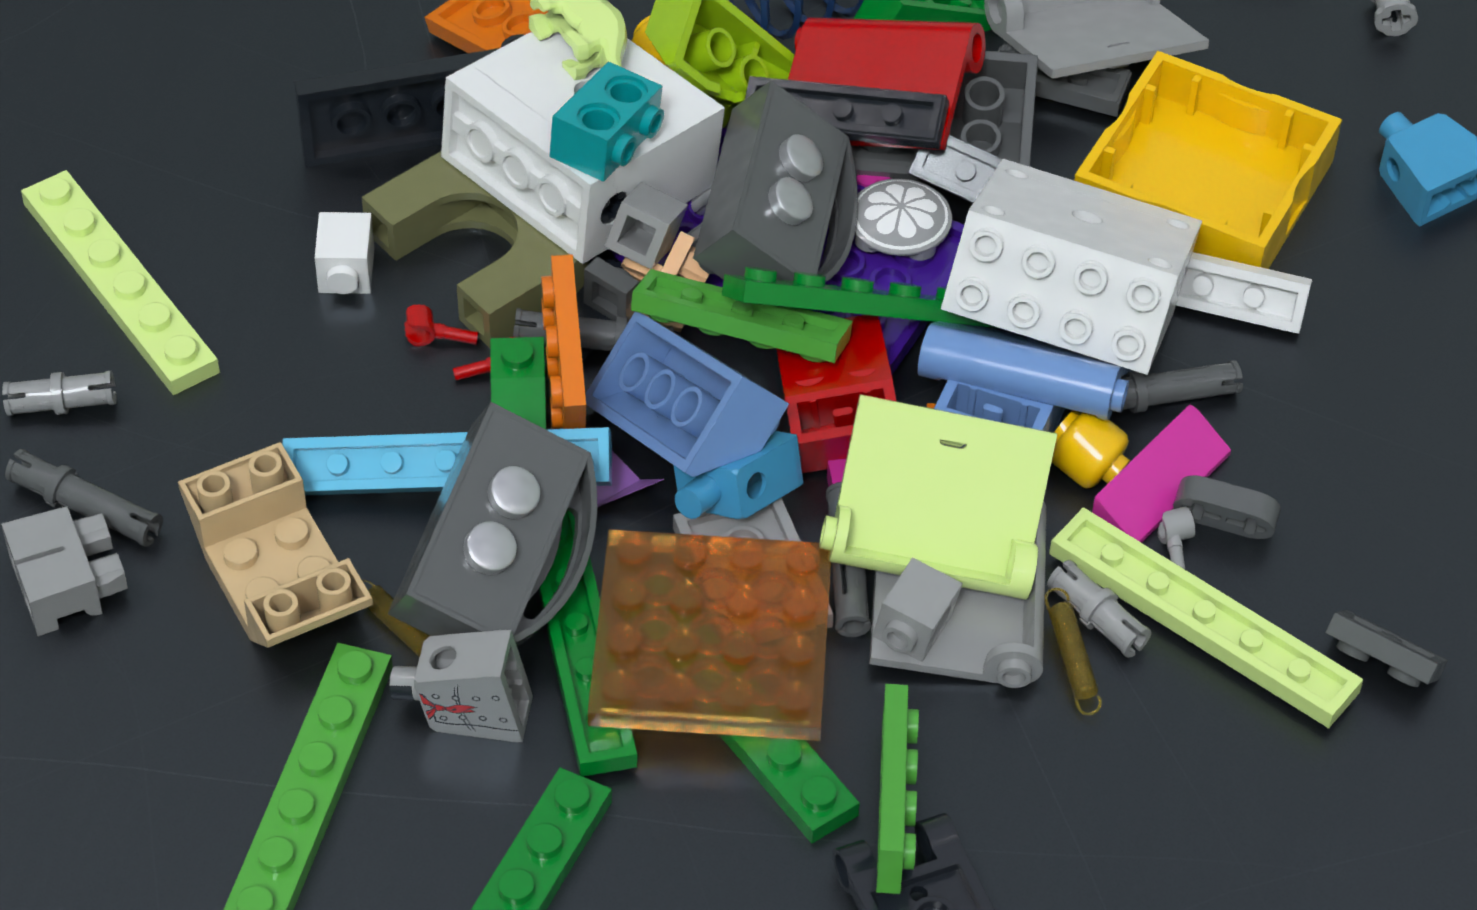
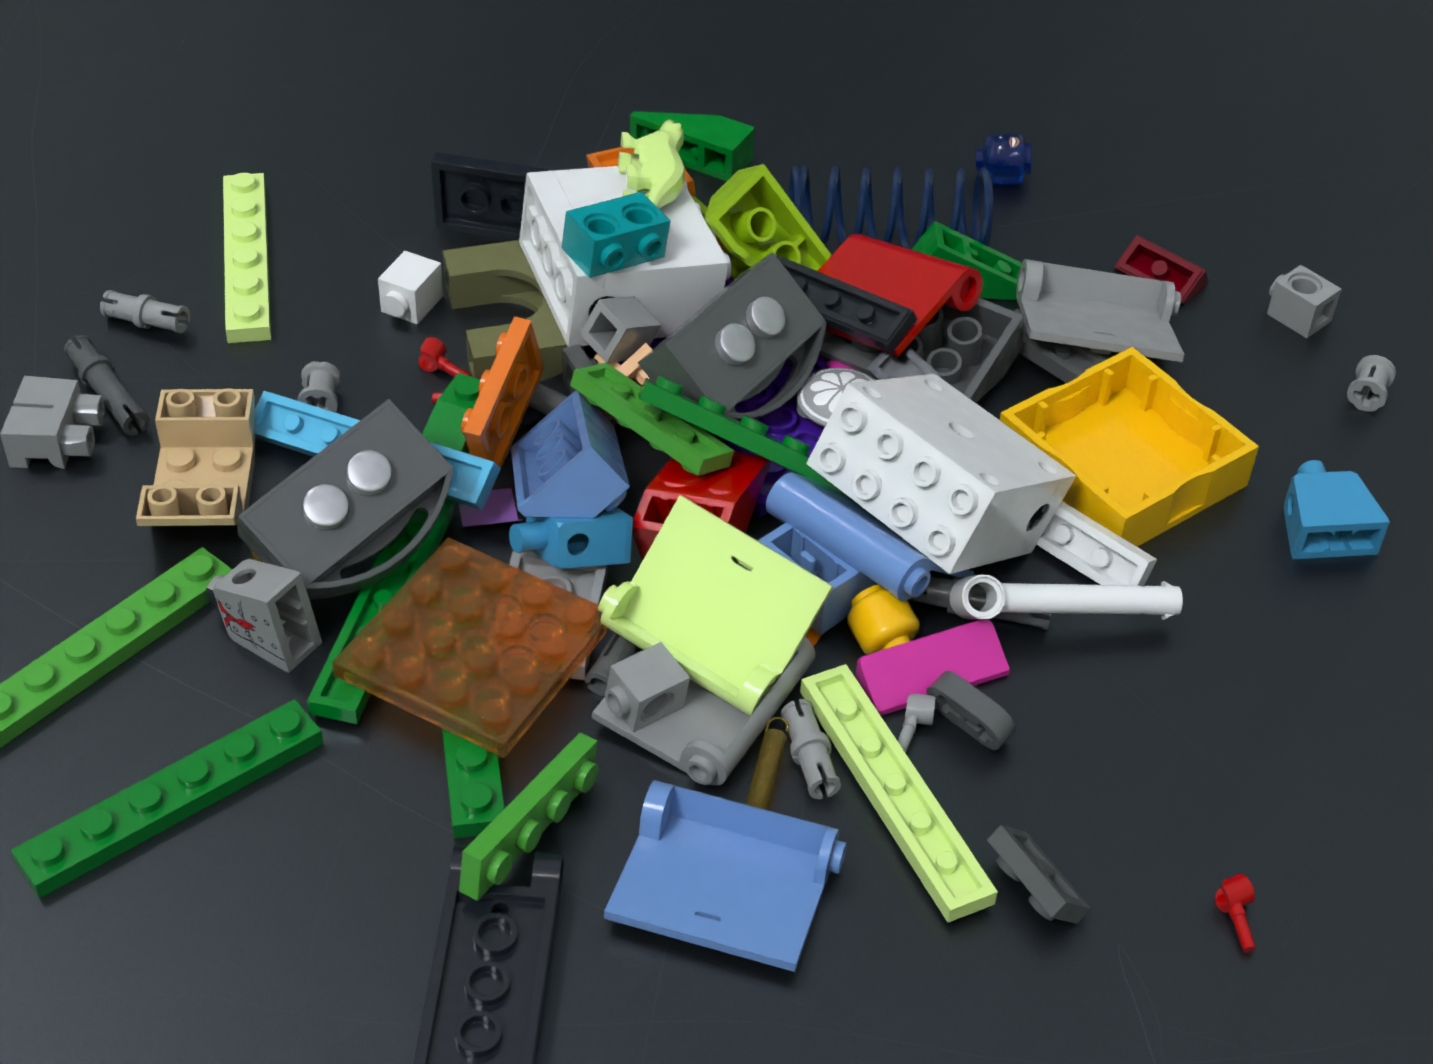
camera: 25 degrees right, 5 degrees down
(332, 409) = (319, 384): none -> light grey bush
(1102, 768) = (725, 875): none -> medium blue door
(1198, 377) = (1065, 598): none -> white piece

